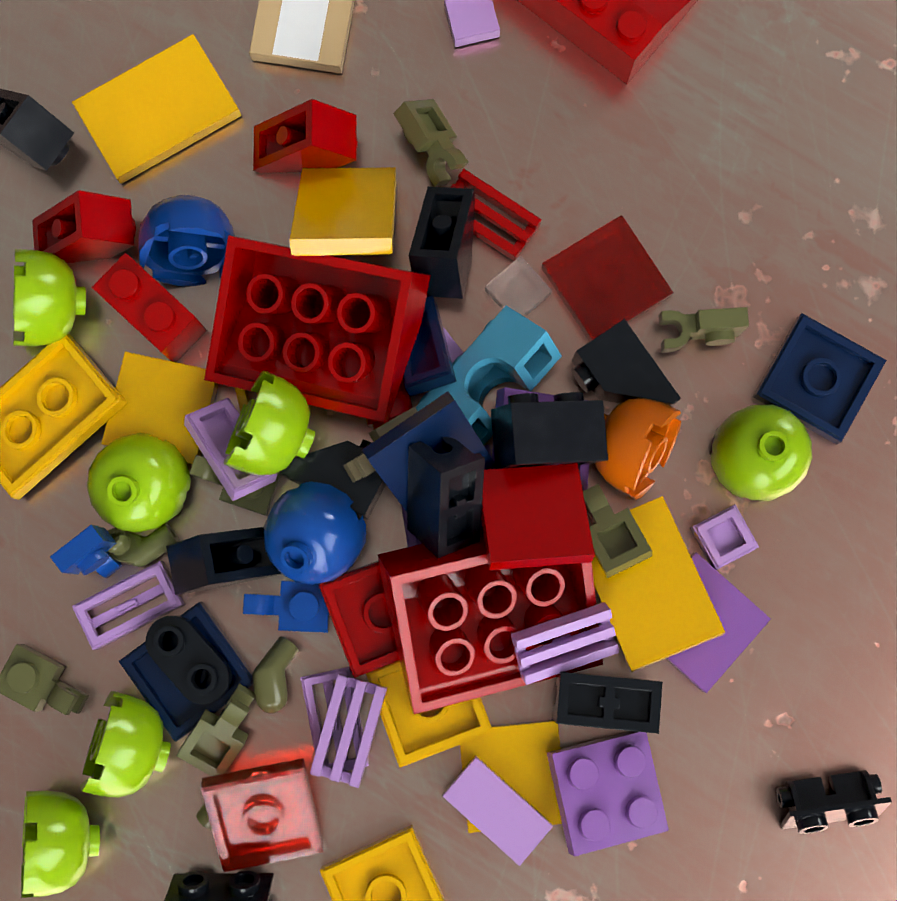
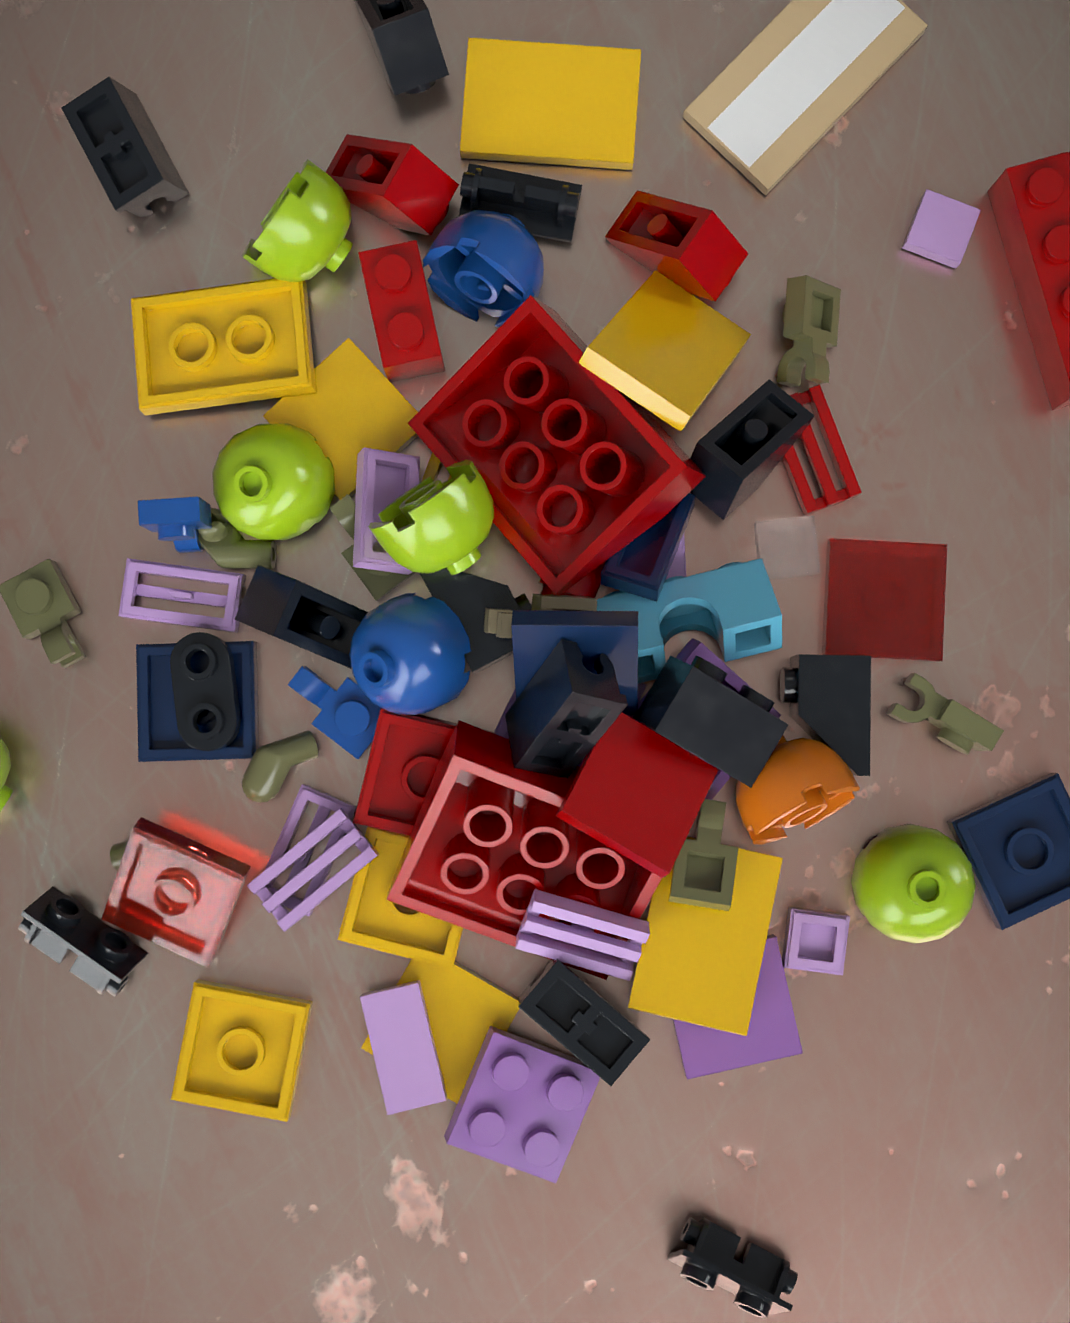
camera: 35 degrees right, 5 degrees up
(125, 748) = (86, 734): lime cylinder -> none
(196, 175) = (541, 204): none -> black hinge
(216, 738) = (181, 789): olive plate -> none

